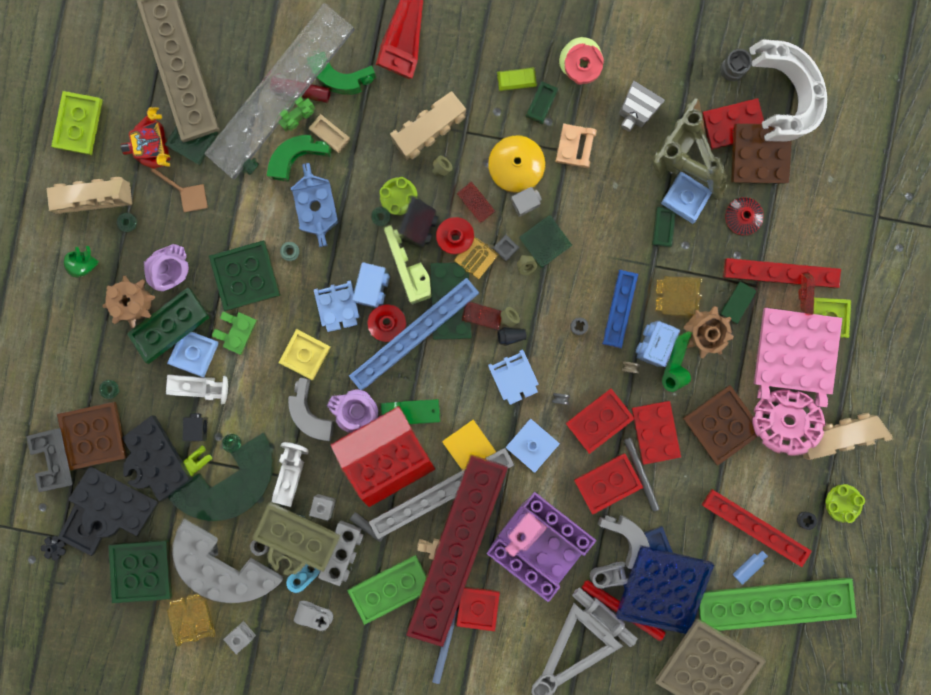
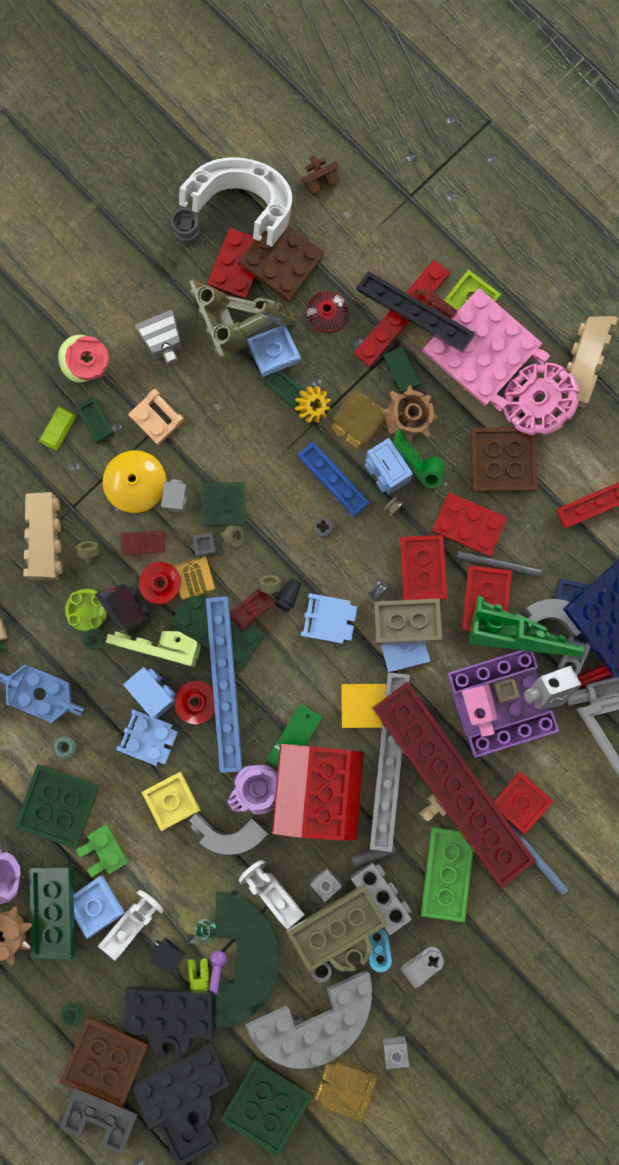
camera: 55 degrees left, 5 degrees down
(216, 466) = (217, 961): none -> medium lavender bar
(551, 542) = (506, 690): none -> dark tan tile
(552, 437) = (408, 622): none -> dark tan plate
(569, 572) = (553, 689): none -> light grey torso
(594, 510) = (501, 629): none -> green wedge
(673, 255) = (309, 412): none -> yellow gear
(790, 283) = (415, 311): none -> black plate
(853, 142) = (329, 172): none -> reddish brown hips

